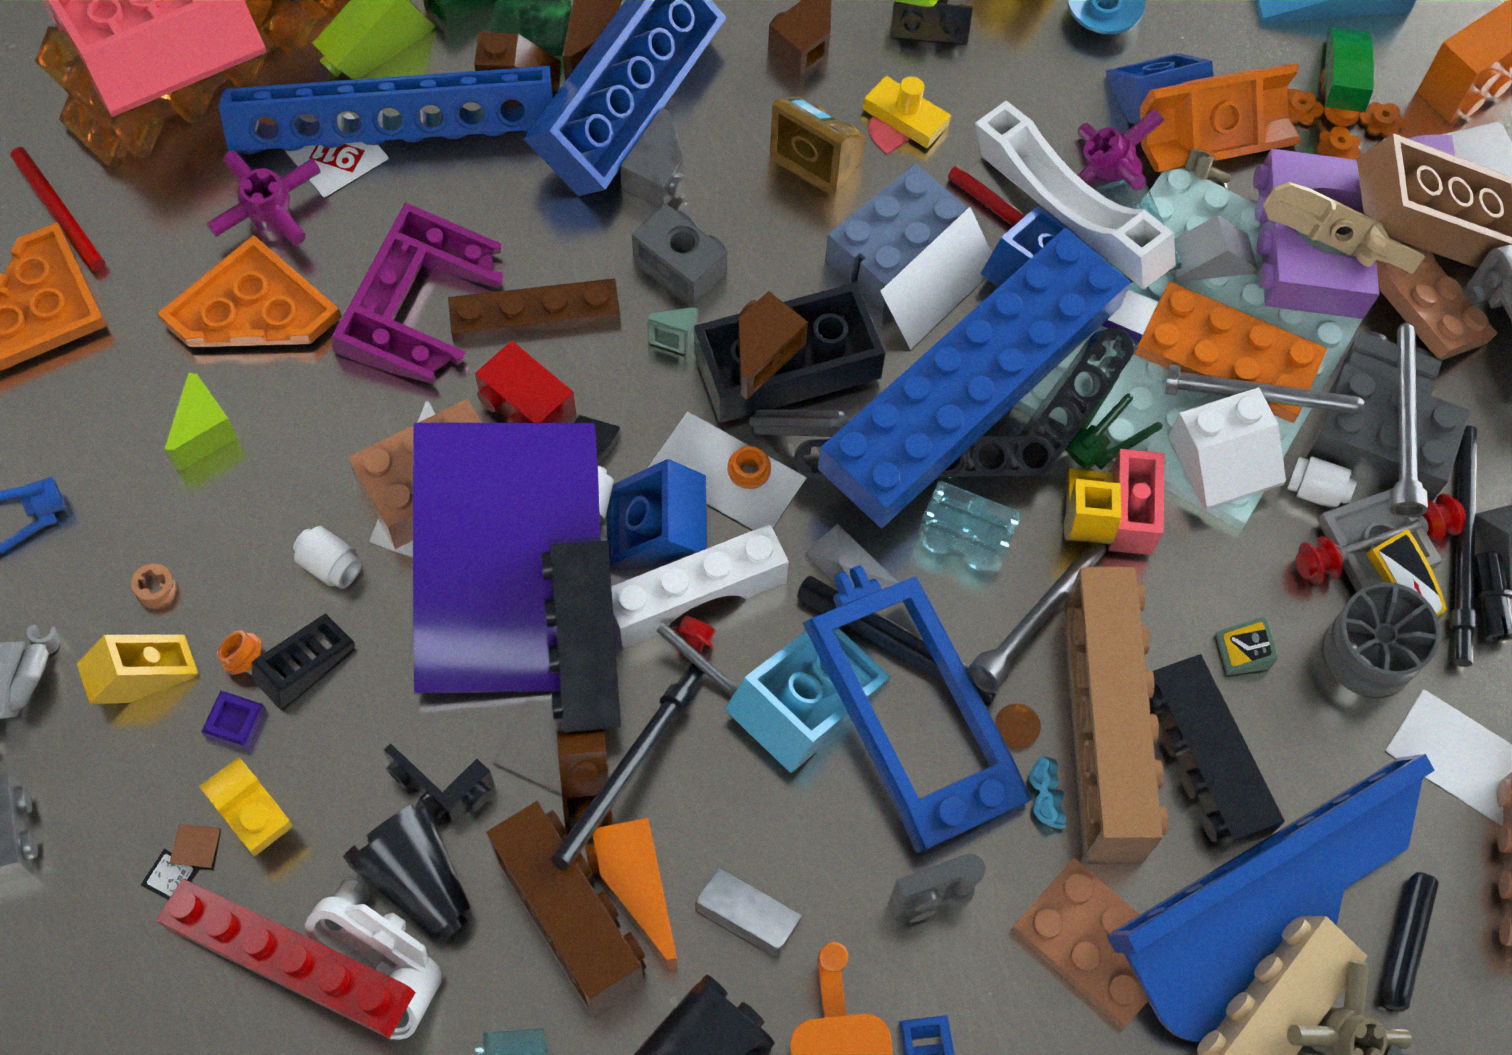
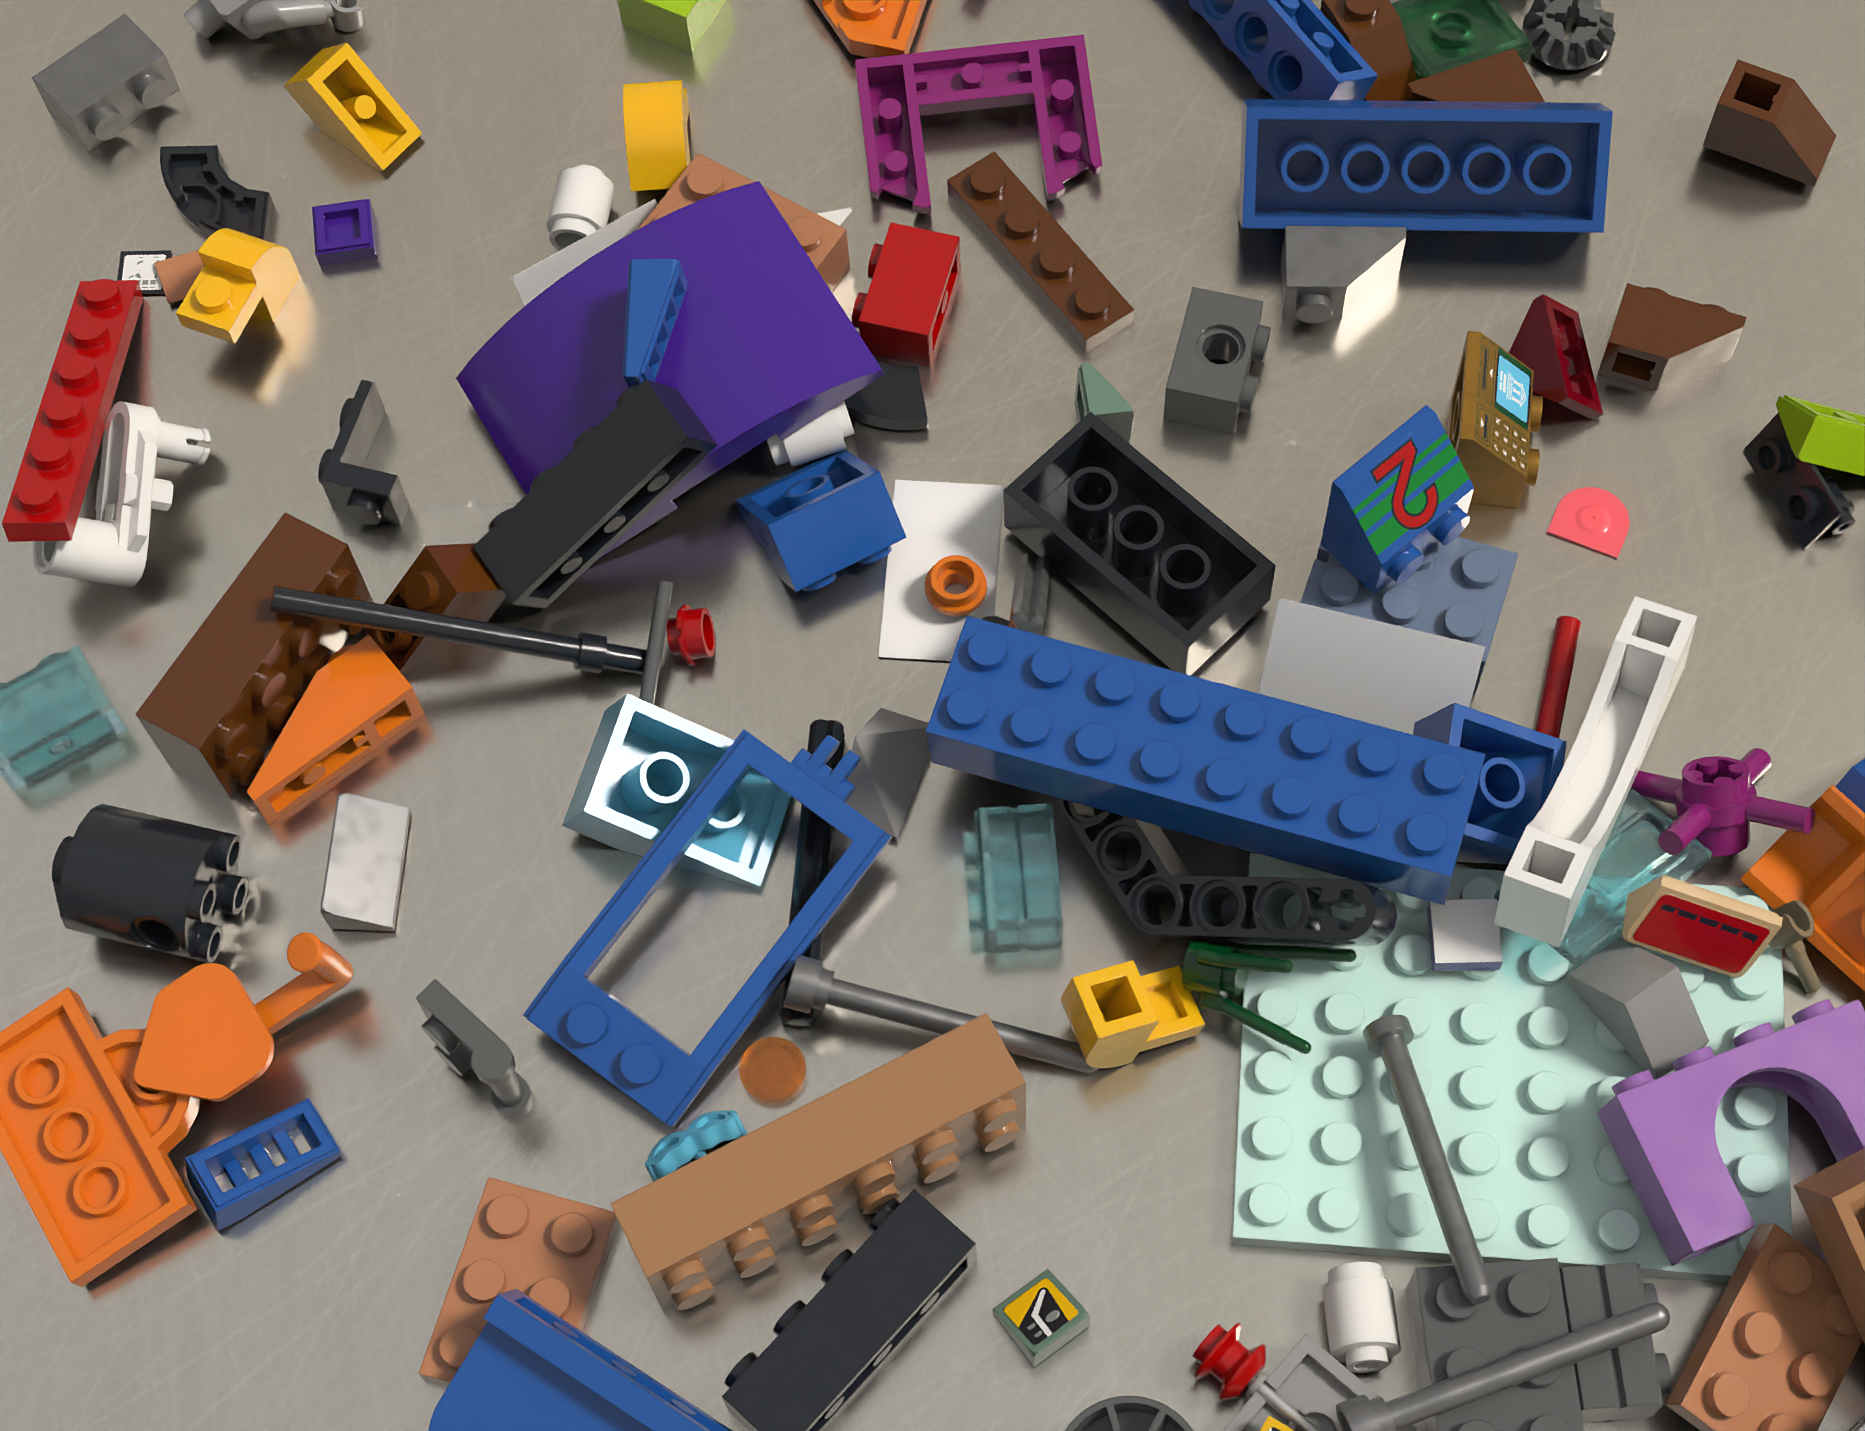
camera: 70 degrees right, 0 degrees up
(142, 800) = (209, 196): none -> black tile
(144, 596) = (460, 57): nougat bush -> none
(239, 651) = (421, 191): orange plate -> none
(297, 681) = (438, 231): black slope -> none
(305, 479) = (655, 133): none -> yellow brick
(367, 576) = (548, 271): none -> white sticker
(413, 871) = (238, 484): black cone -> none
(490, 525) = (652, 307): none -> blue slope
(735, 567) = (795, 628): white arch -> none
(767, 340) = (1097, 492): reddish brown slope -> none
(773, 84) = (1556, 351): none -> dark red slope
(871, 194) = (1398, 503): none -> blue slope
(906, 109) = (1625, 521): yellow tile -> none
(1141, 501) = (1168, 1067): coral brick -> none
(1189, 198) = (1698, 925): none -> slope
(1228, 344) = (1495, 1092): orange plate -> none
(1229, 448) = (1315, 1153): white slope -> none
(1322, 216) = (1763, 1114): tan piece -> none

